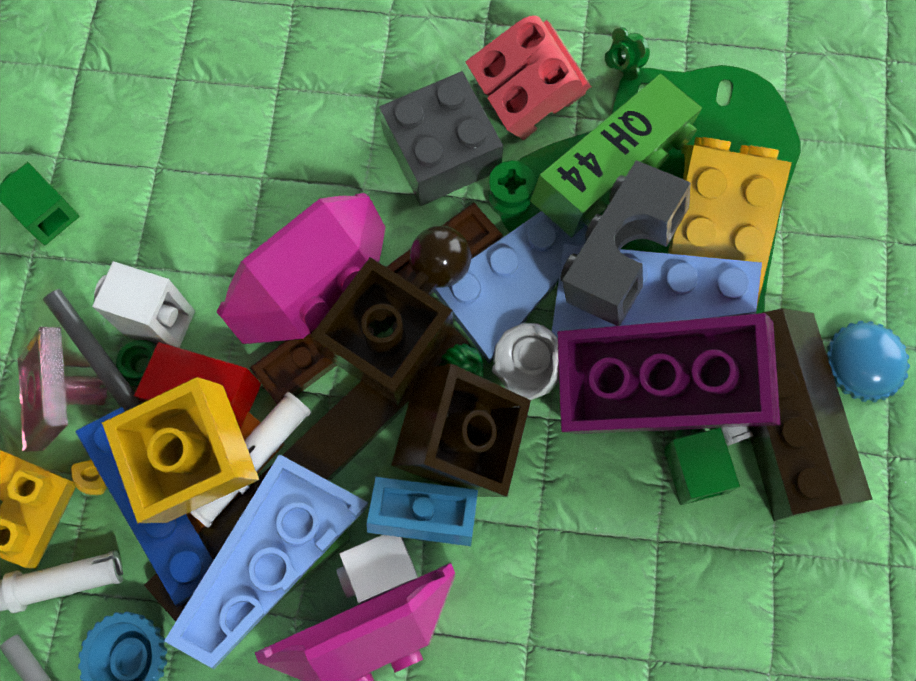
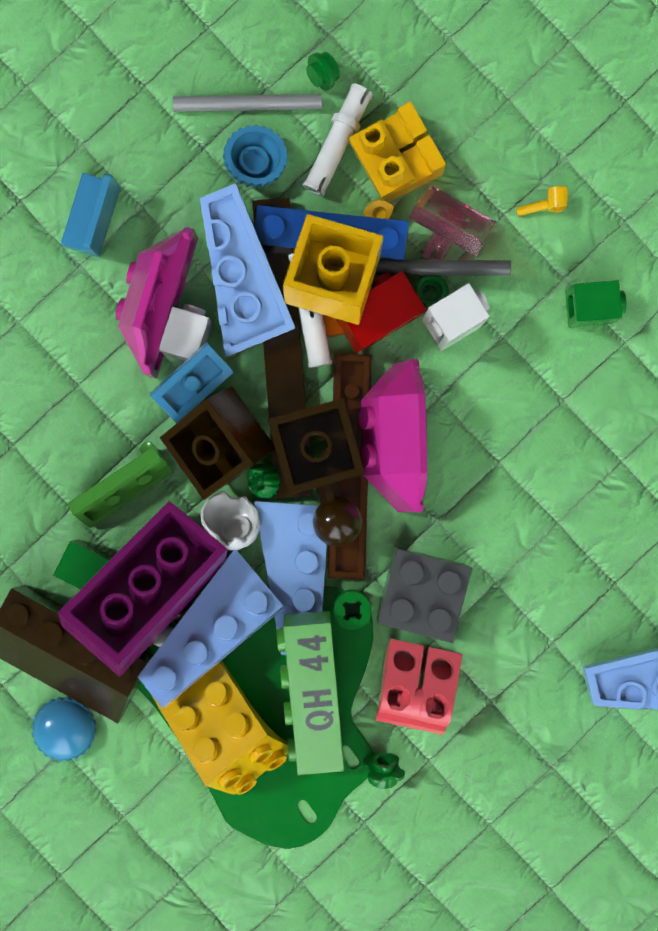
camera: 130 degrees right, 15 degrees up
(589, 500) = (121, 486): none -> bright green hinge
(640, 207) = (256, 668): dark grey arch -> none

